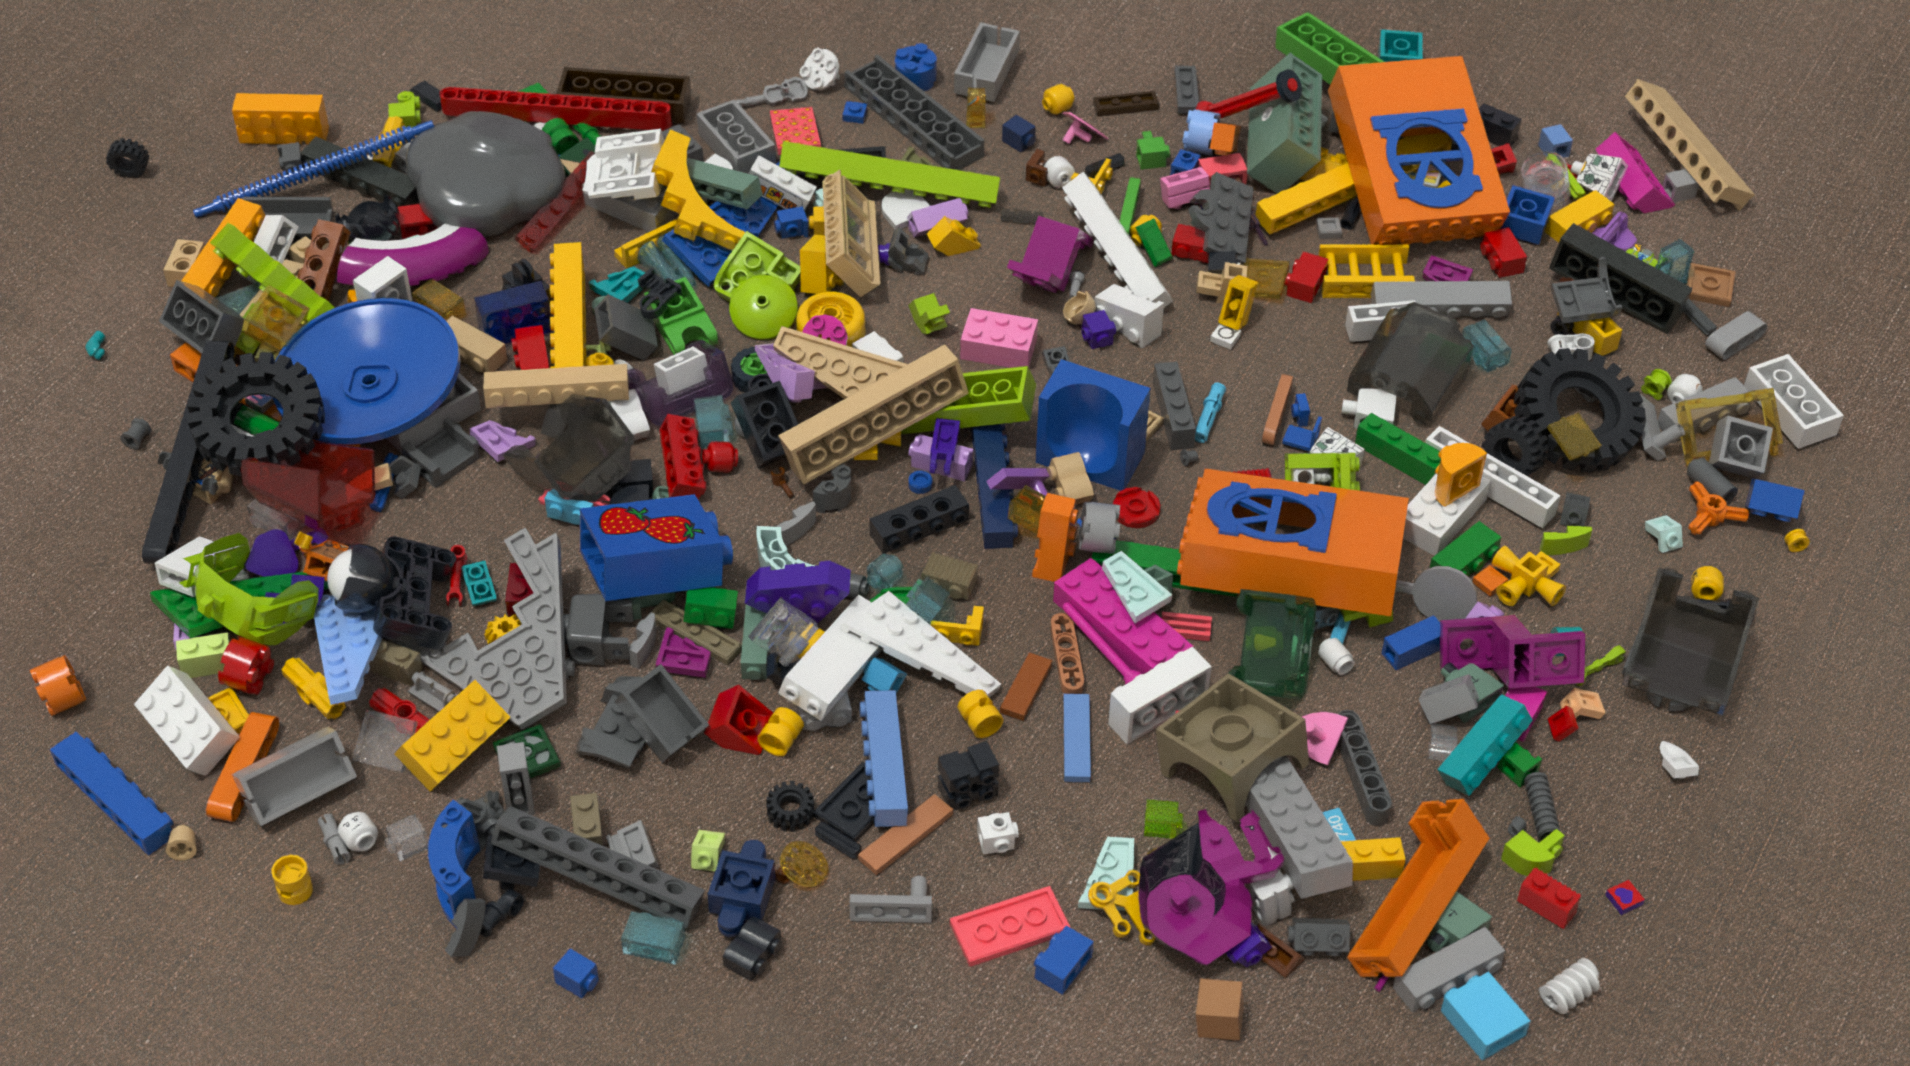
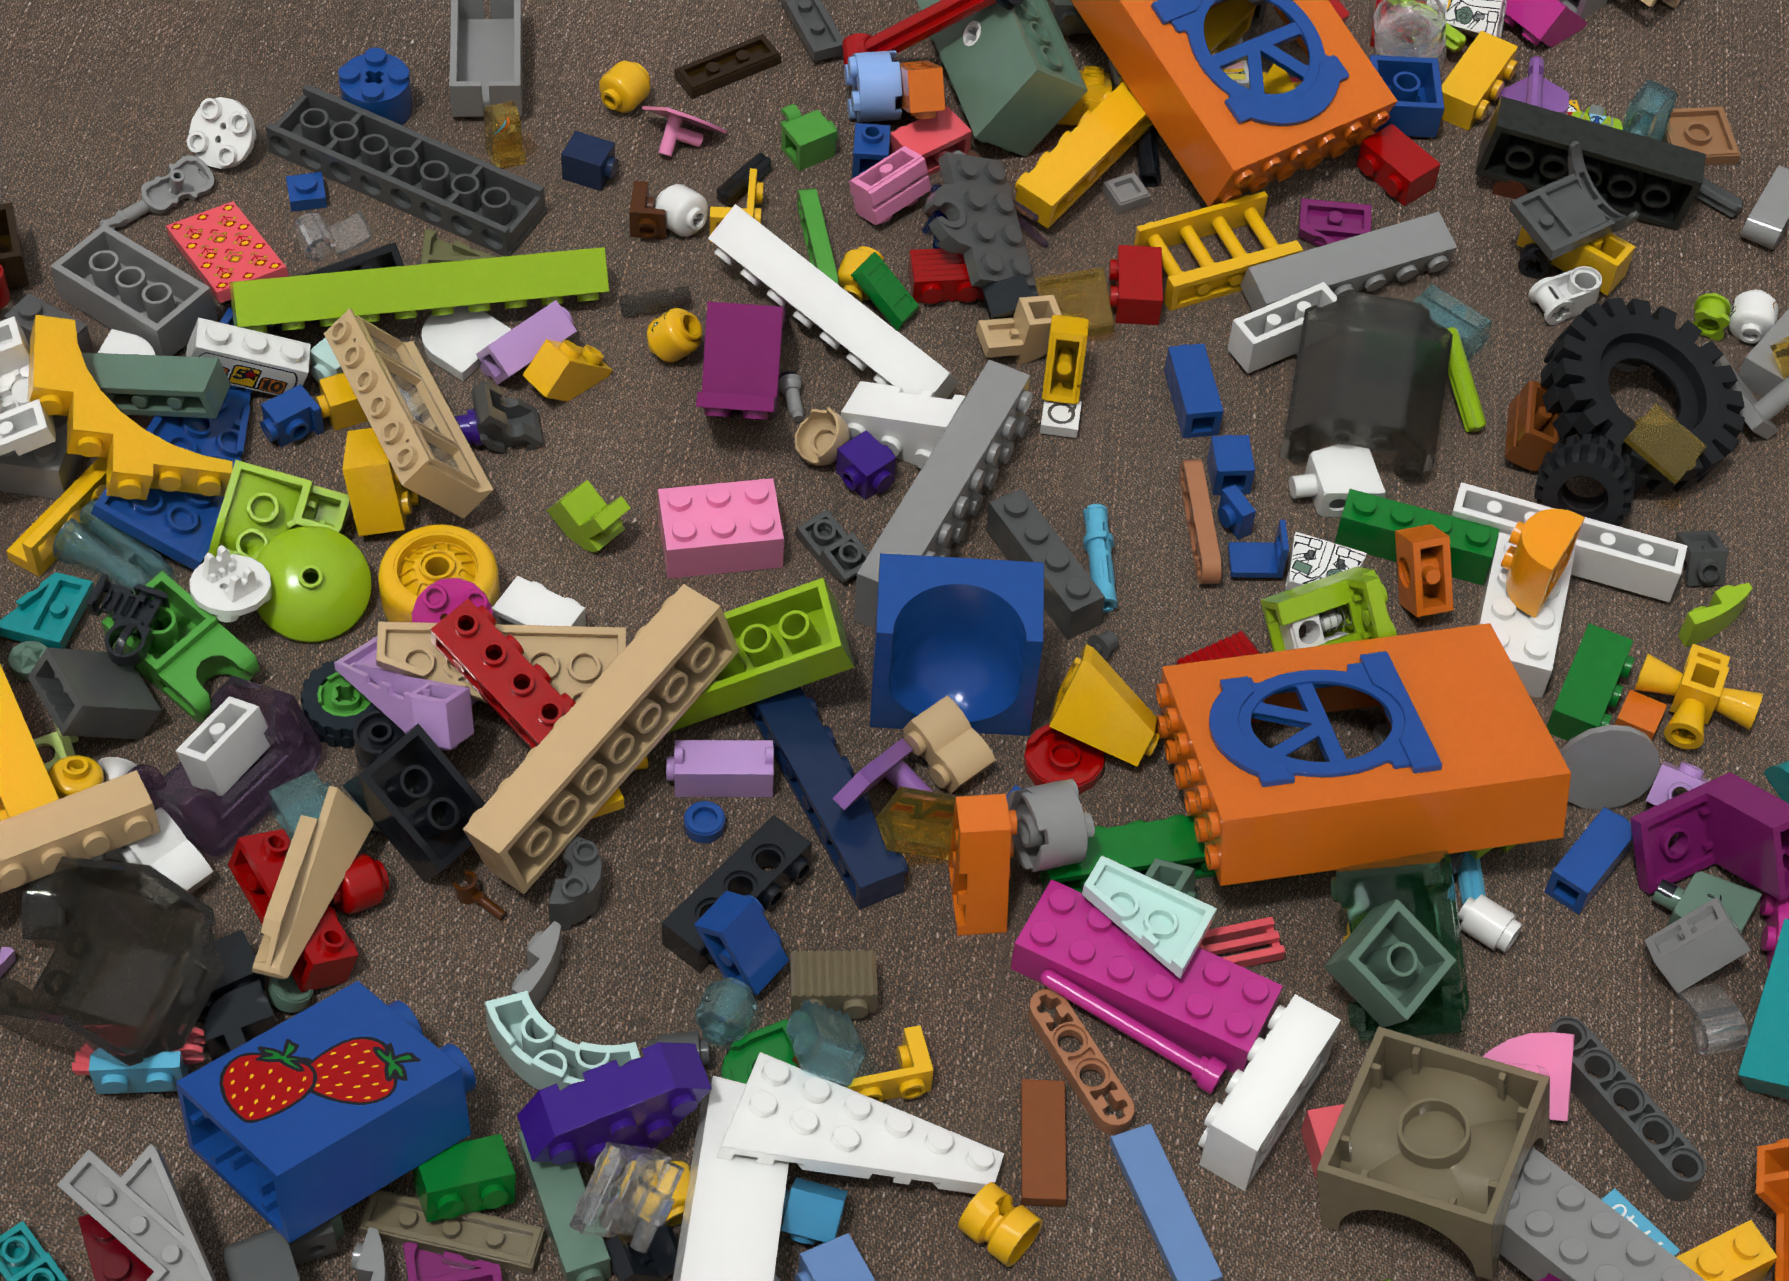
camera: 25 degrees left, 5 degrees up
(693, 441) = (309, 880): none -> tan wedge
(717, 292) = (230, 585): none -> white plate
(832, 363) = (500, 672): none -> red brick
(850, 139) = (326, 242): none -> clear panel
(907, 538) = (742, 940): none -> blue brick
(944, 444) = (727, 748): dark purple hinge -> none
(1019, 234) = (674, 335): none -> yellow head
(1151, 338) = (952, 478): none -> light grey brick
(1164, 484) = (1103, 710): none -> yellow slope
(1255, 648) = (1390, 963): none -> sand green brick
(1310, 341) = (1193, 390): none -> blue brick
(1312, 383) = (1230, 463): none -> blue brick
(1392, 466) = (1424, 570): none -> orange brick
(1476, 377) = (1464, 386): none -> lime axle

